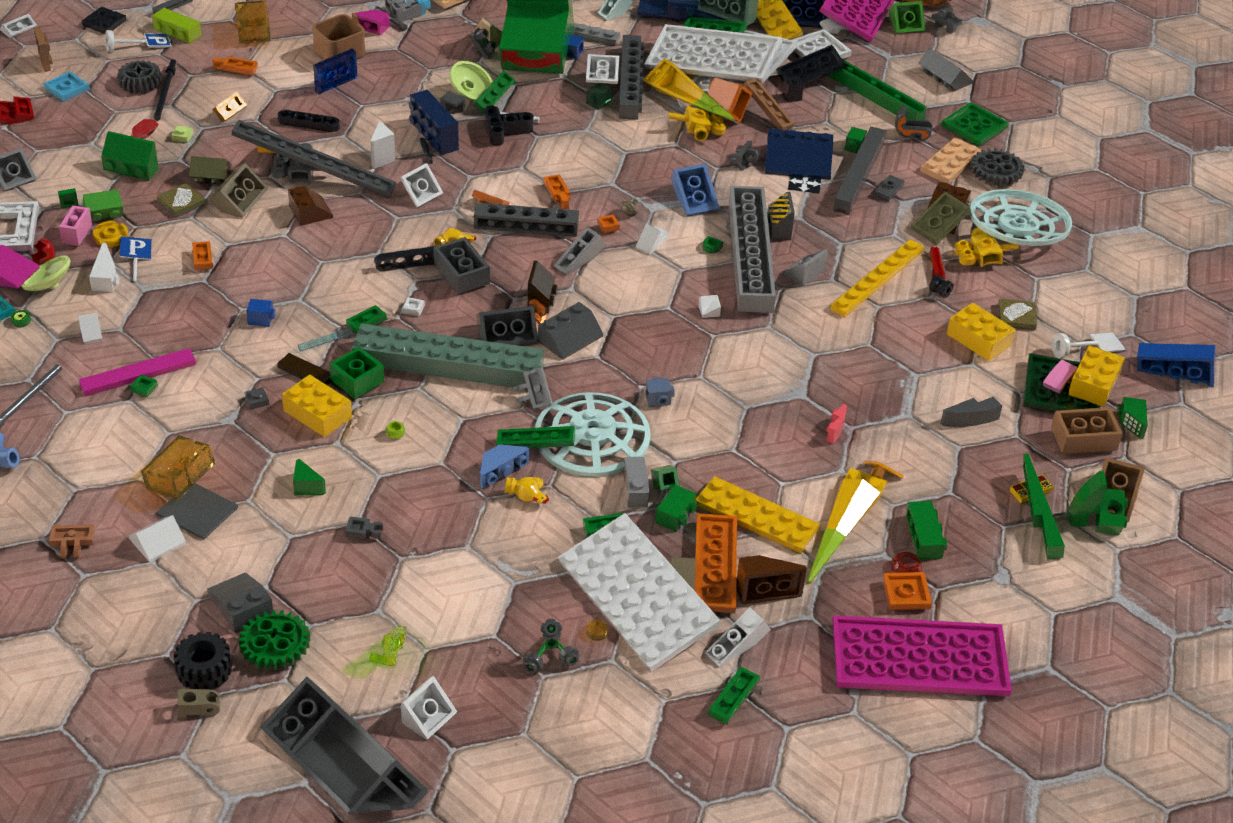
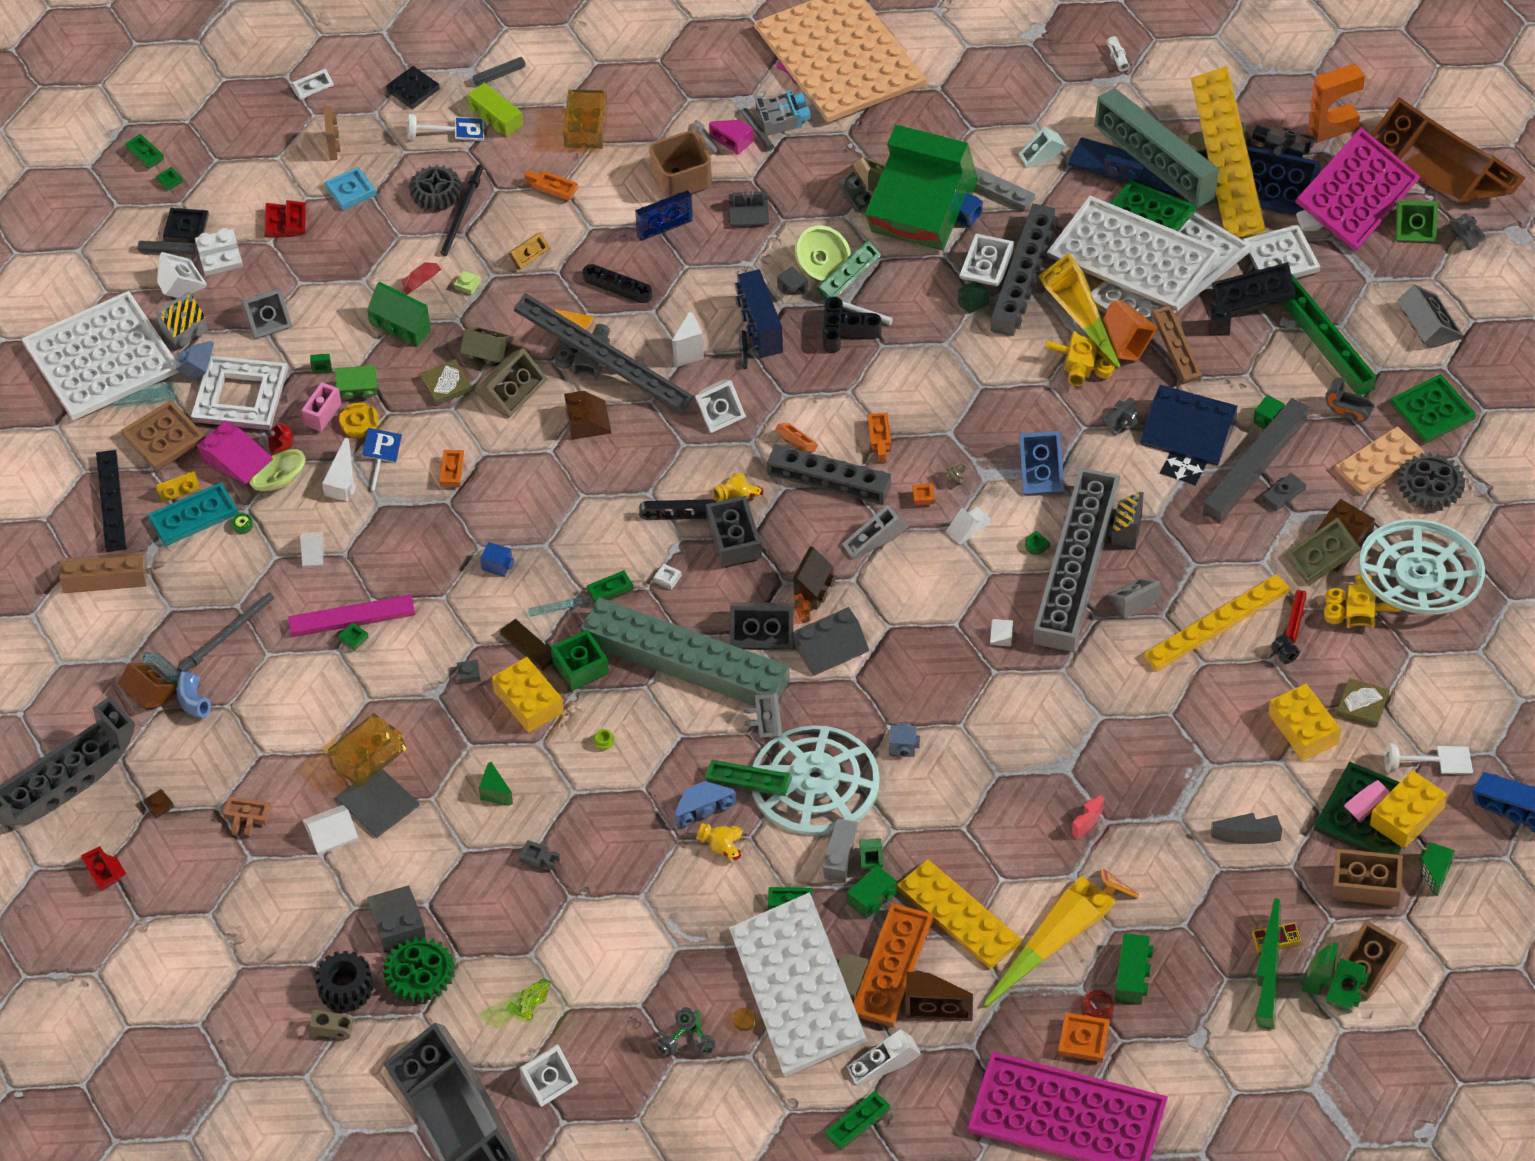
camera: 20 degrees right, 10 degrees up
(400, 64) = (748, 209): none -> dark grey hinge

